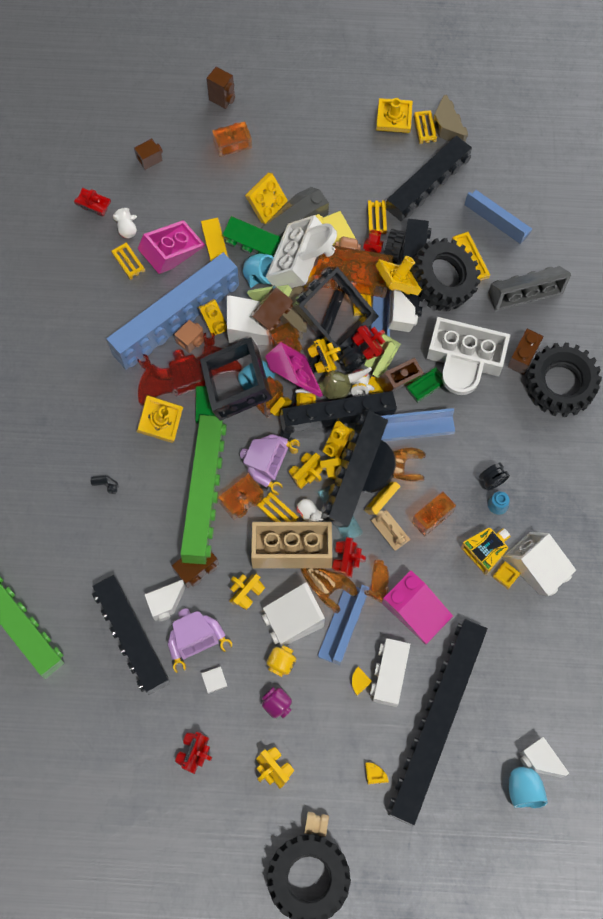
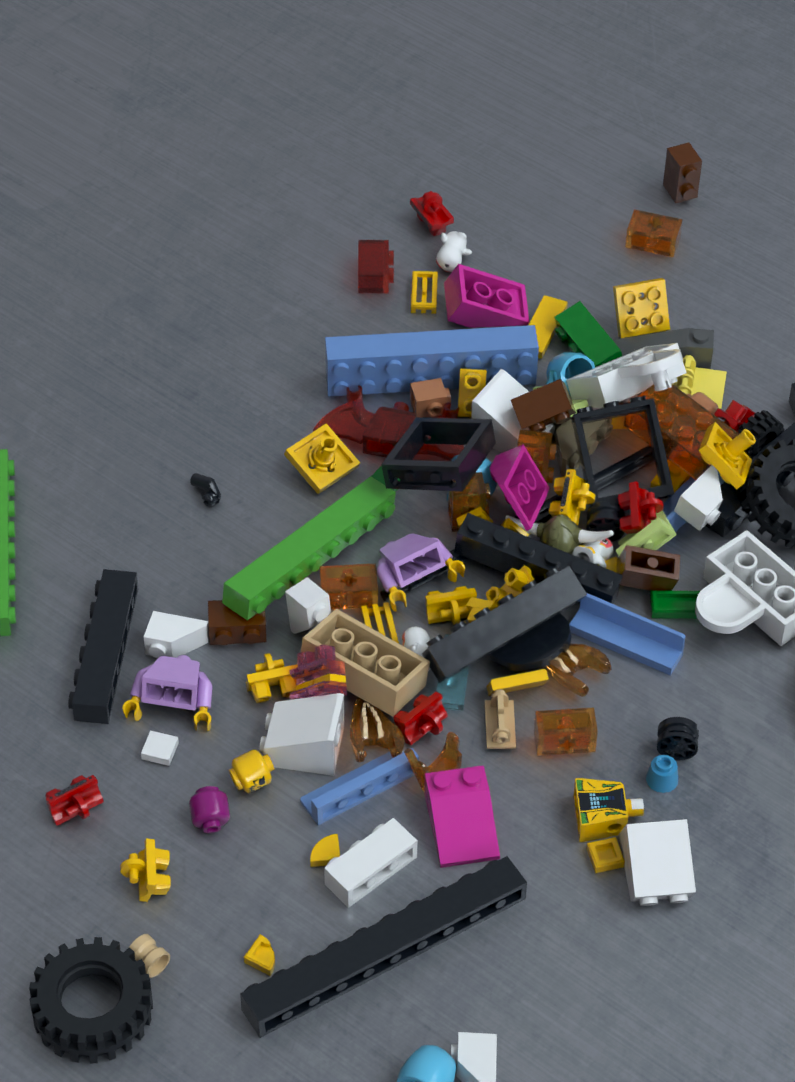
camera: 35 degrees right, 20 degrees down
(86, 262) = (374, 265): none -> clear red brick
(148, 153) = (540, 198): reddish brown brick -> none
(235, 532) = (306, 605): none -> white slope
(280, 579) = (318, 673): none -> clear pink hips
(376, 204) = (776, 390): yellow tile -> none

